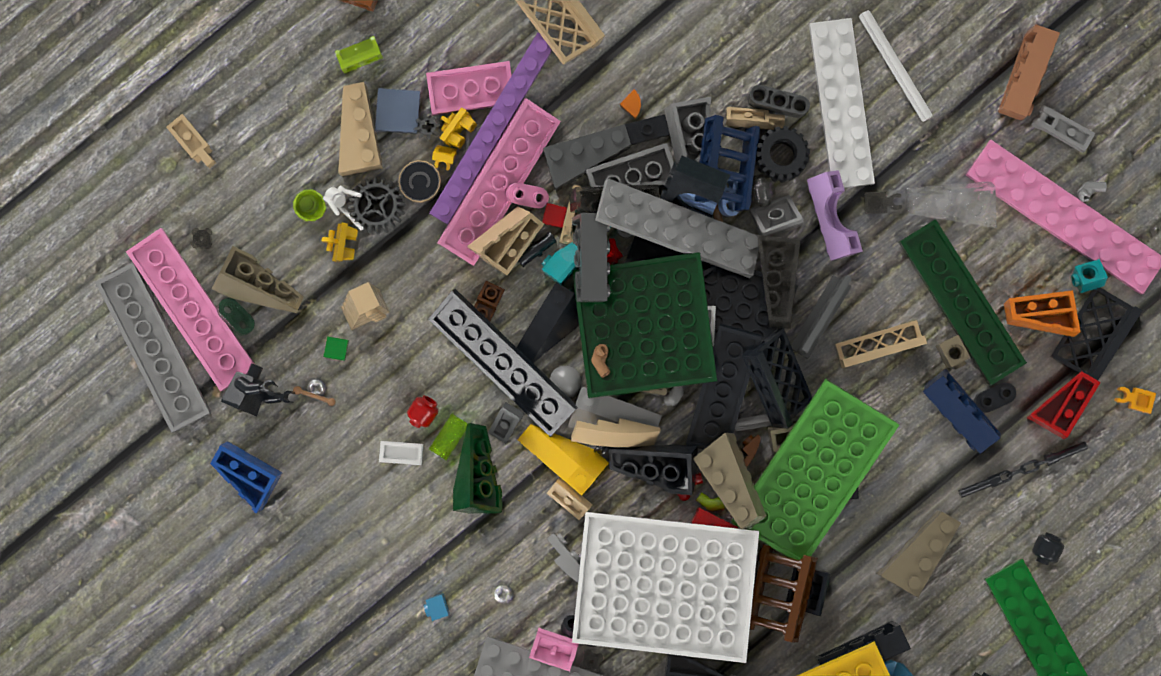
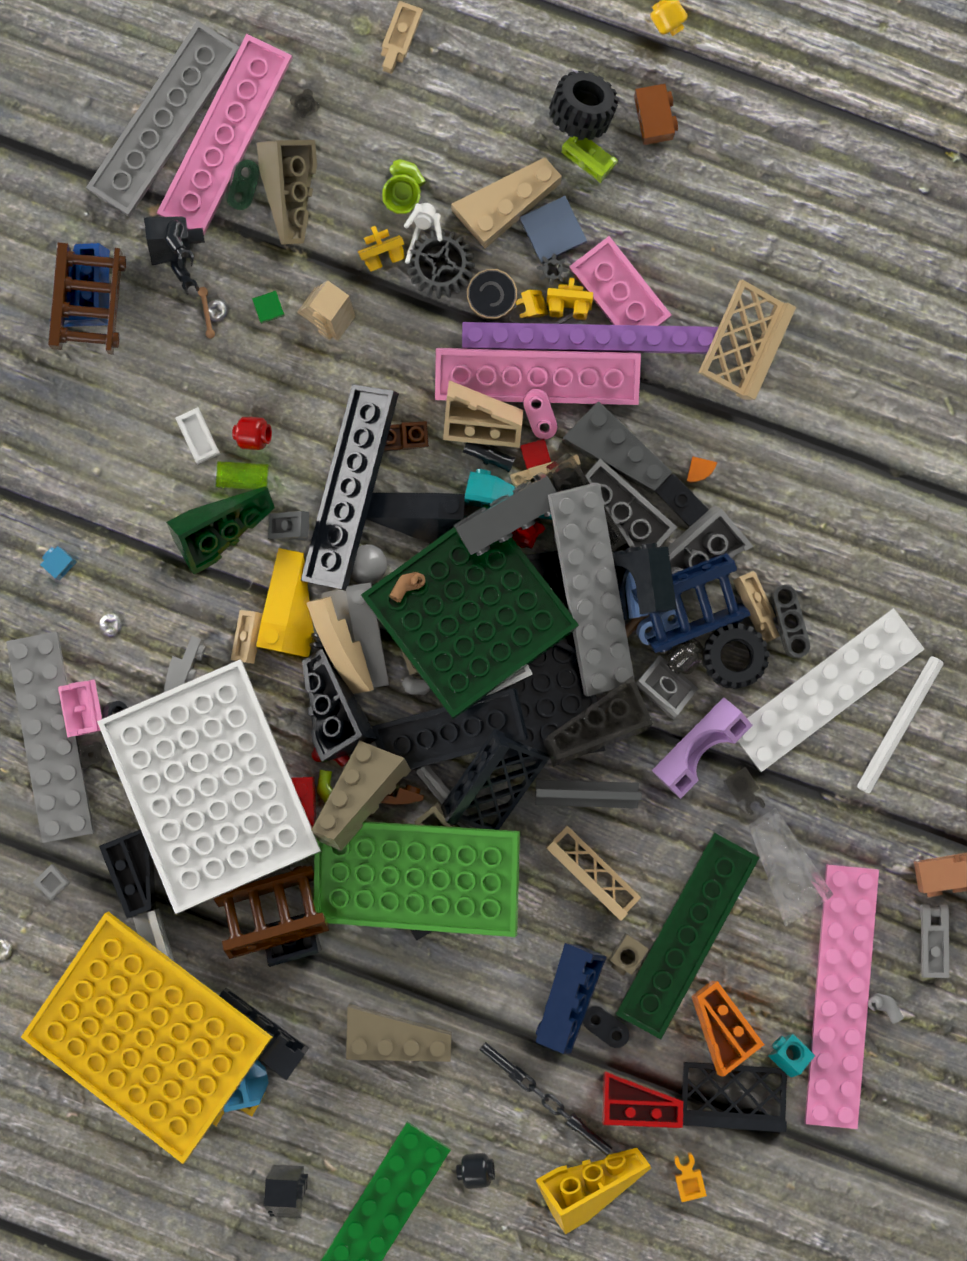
camera: 60 degrees right, 0 degrees up
(237, 486) = (62, 309): none -> reddish brown fence
(291, 191) = (404, 167): none -> lime arm
(321, 37) = (583, 105): none -> black tyre
(1104, 476) = (586, 1189): none -> yellow wedge

